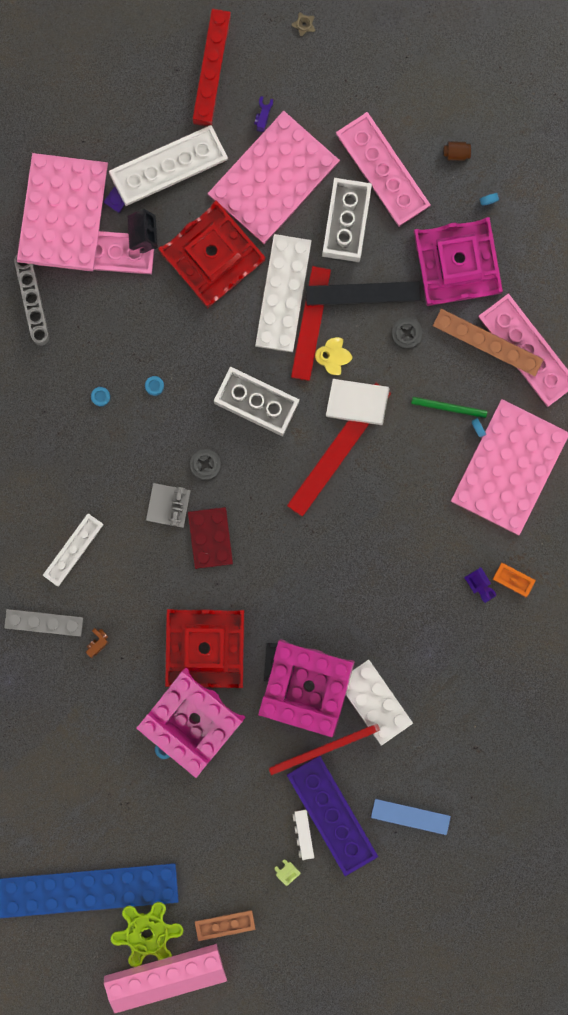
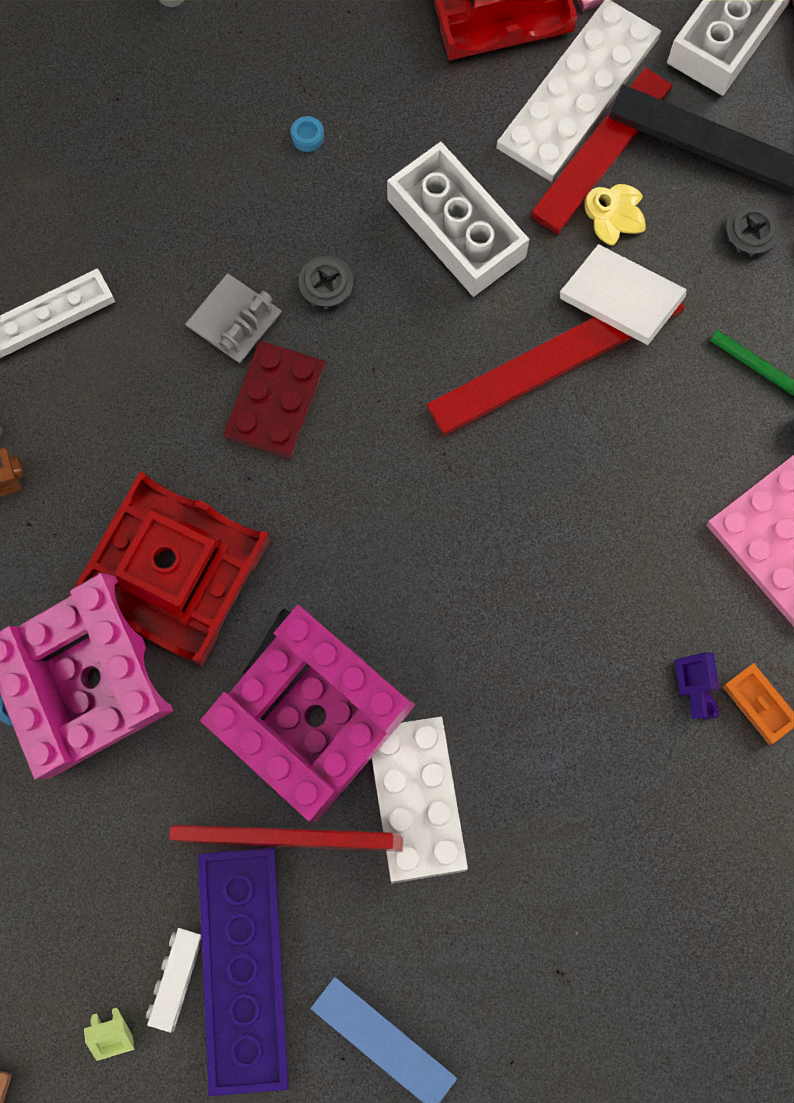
camera: 30 degrees right, 10 degrees down
(100, 396) = (215, 112): dark azure tile -> none

